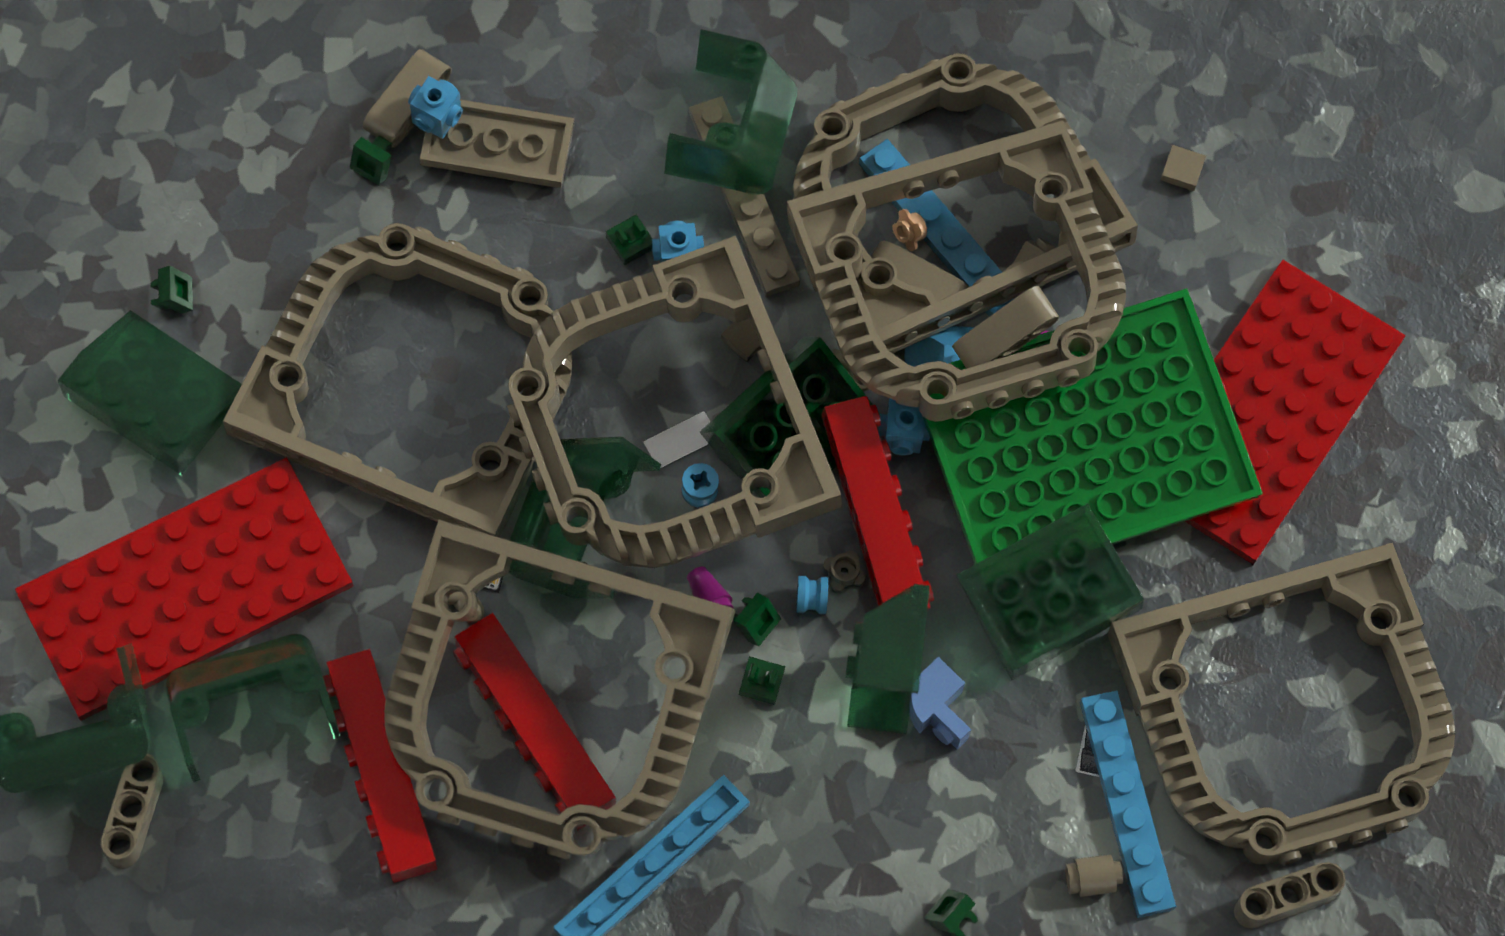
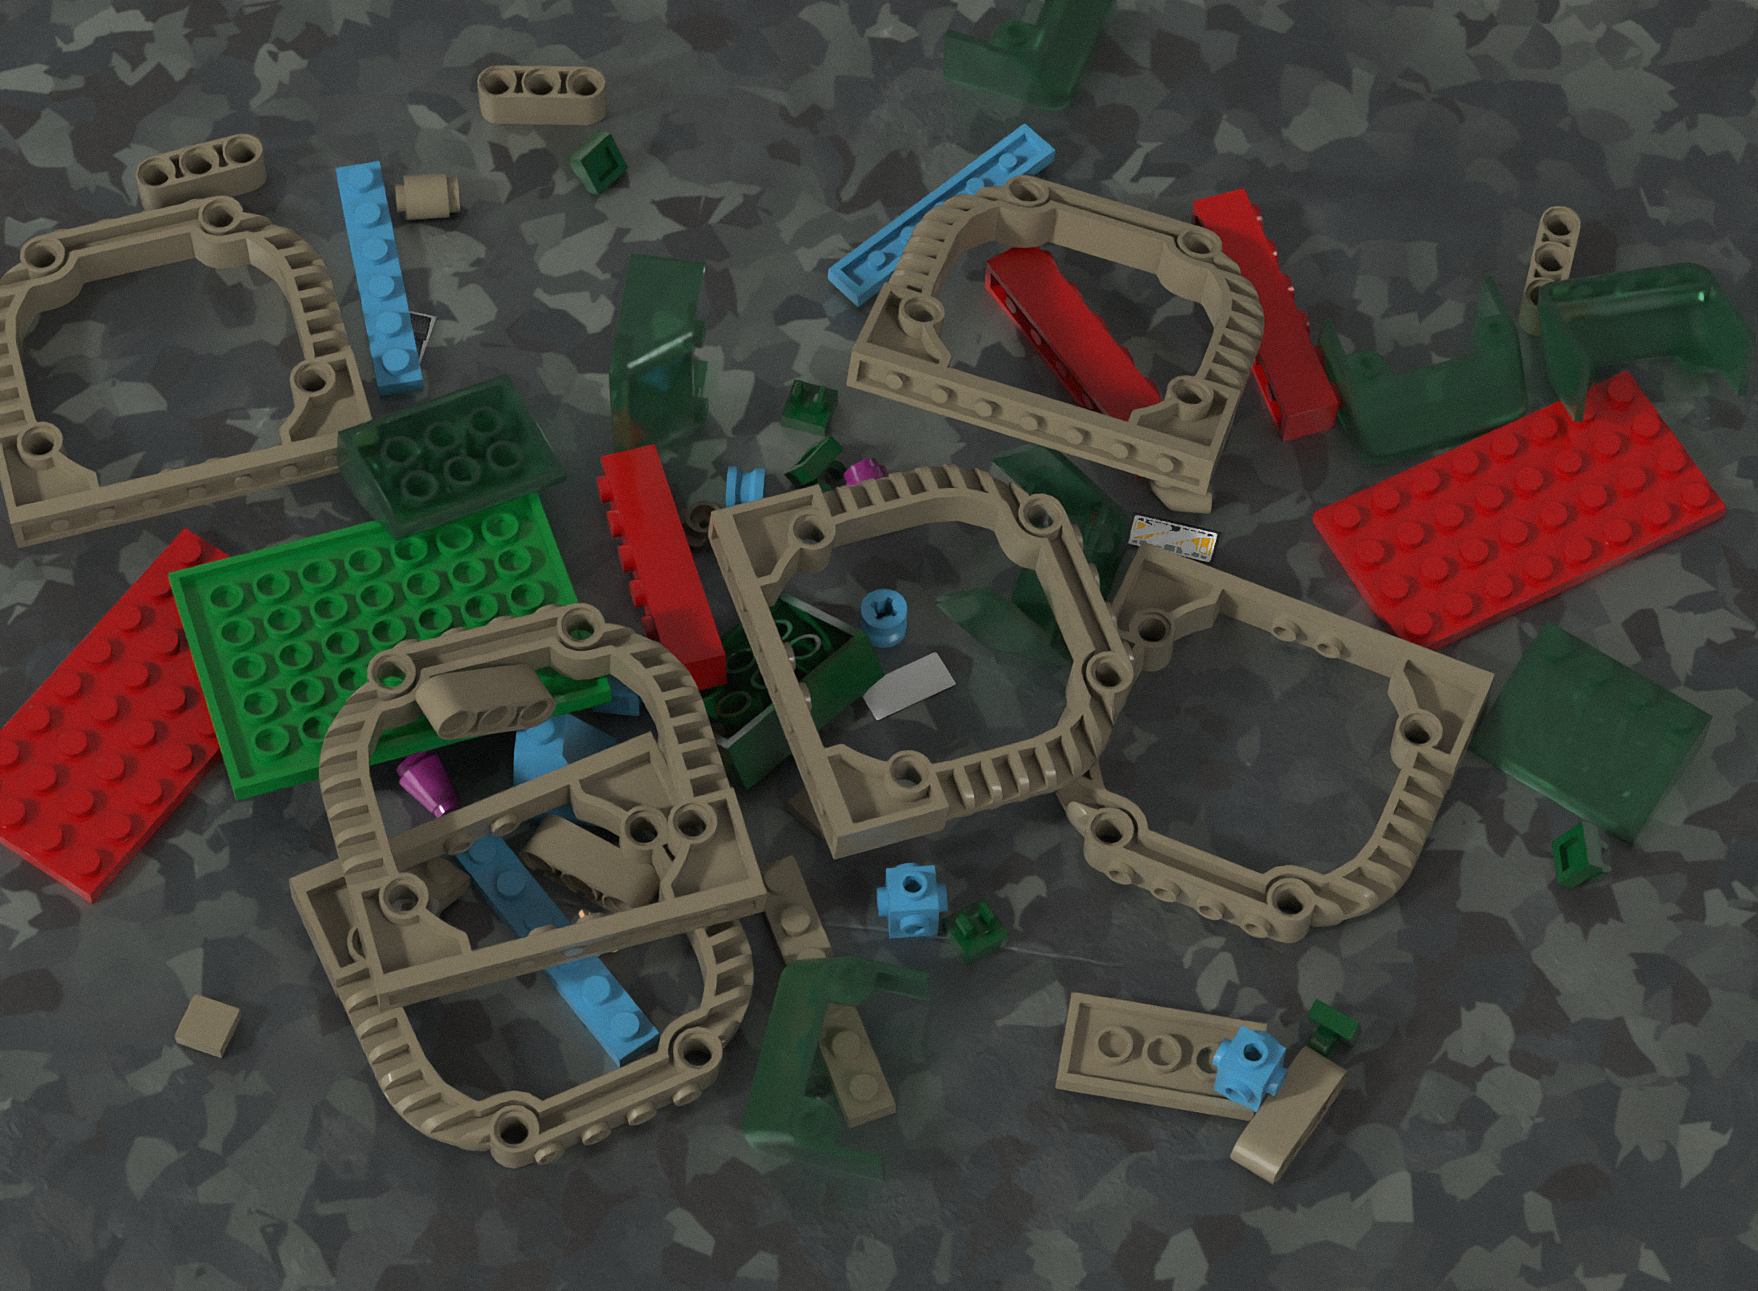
camera: 175 degrees left, 10 degrees down
(937, 690) = (588, 381): medium blue brick -> none

